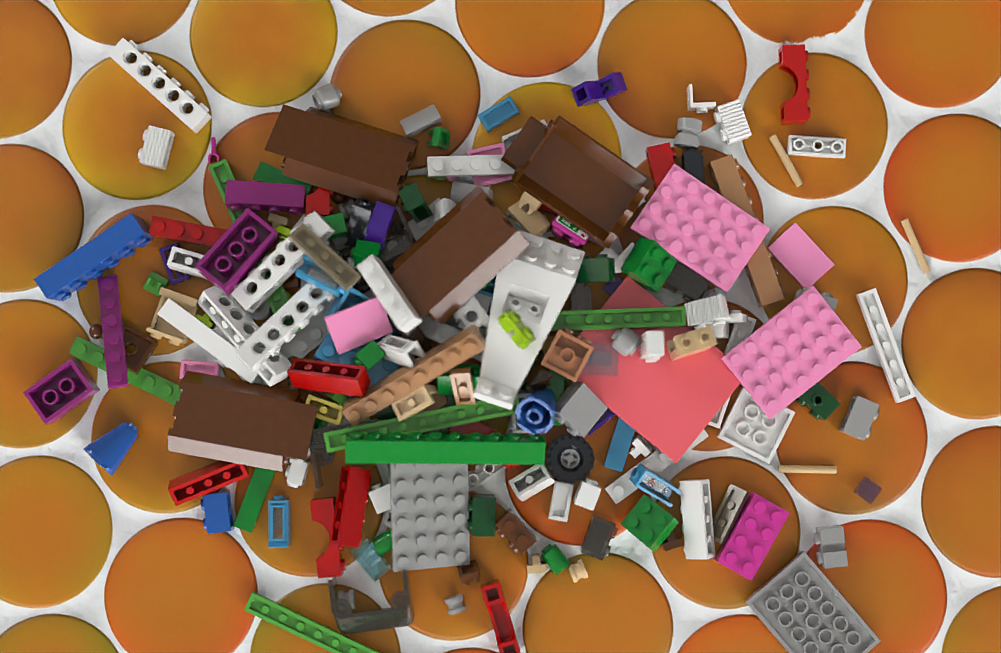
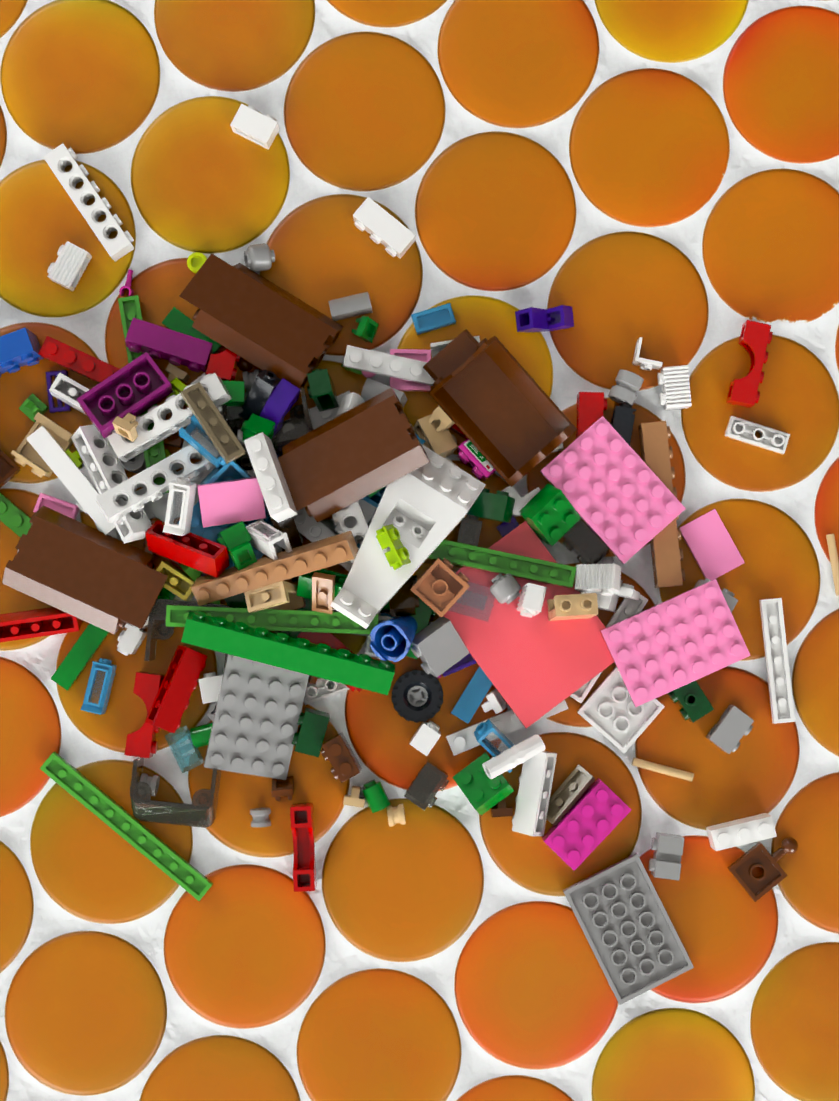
camera: 15 degrees right, 0 degrees up
(217, 512) = (38, 660): blue brick -> none
(246, 280) = (126, 427): none -> tan tile
(270, 115) = (196, 261): none -> neon yellow tile
(313, 340) = (180, 506): none -> white window
(381, 371) = (242, 555): none -> green tile
(433, 43) = (383, 228): none -> white brick
(531, 481) = (371, 710): white brick -> none
(560, 501) = (397, 738): white tile -> none
(671, 491) = (514, 756): none -> white axle
(786, 161) = (721, 441): tan bar -> none
(867, 490) = (720, 807): plate -> none
(892, 507) = (741, 831): none -> white brick
(928, 536) = (772, 872): none -> reddish brown plate

